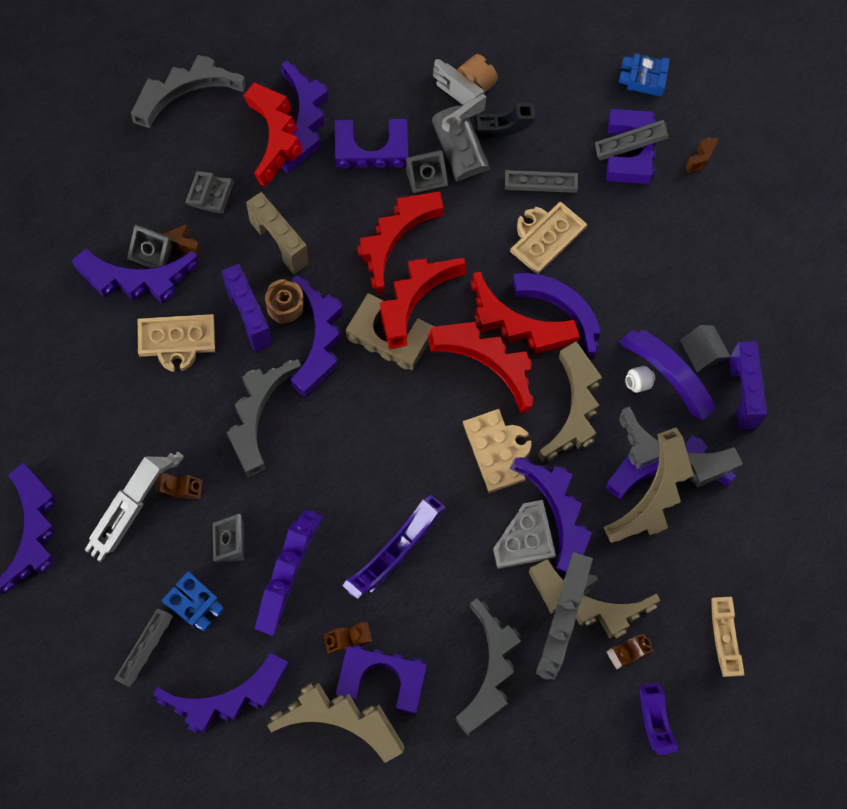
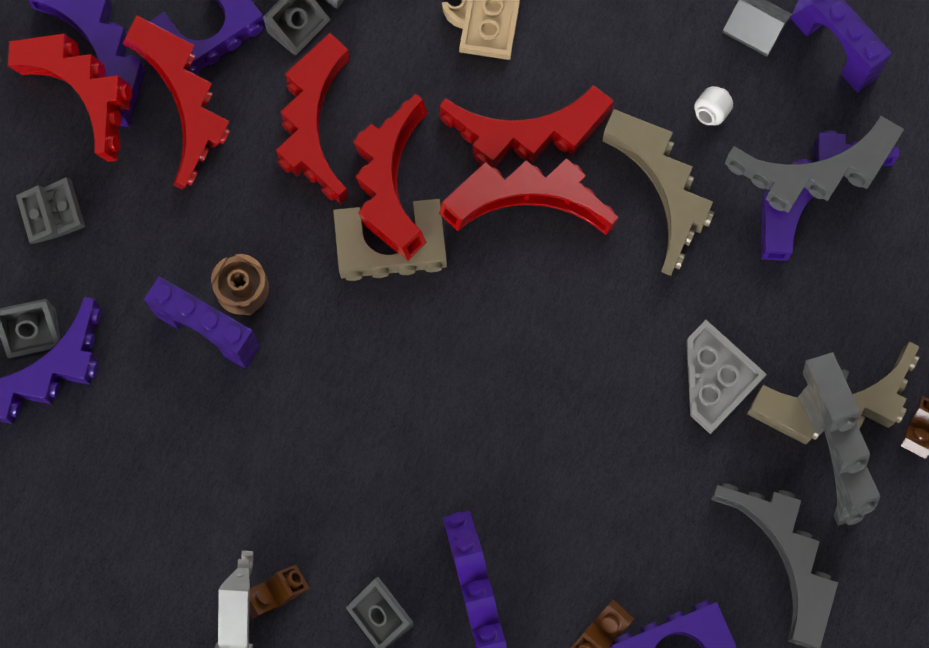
camera: 30 degrees left, 5 degrees up
(176, 338) = (140, 415): tan plate -> none
(181, 242) = (62, 296): reddish brown slope -> none
(249, 410) = (311, 480): dark grey arch -> none
(266, 218) = (143, 196): dark tan arch -> none
(320, 360) = (334, 329): dark purple arch -> none
(335, 146) = (168, 57): none -> red arch
(396, 550) = (586, 493): dark purple arch -> none
(496, 449) = (611, 295): tan plate -> none
(564, 297) = (567, 67): dark purple arch -> none
(565, 508) = (769, 340): dark purple arch -> none
(663, 493) = (840, 220): dark tan arch -> none
(674, 369) = (742, 67): dark purple arch -> none

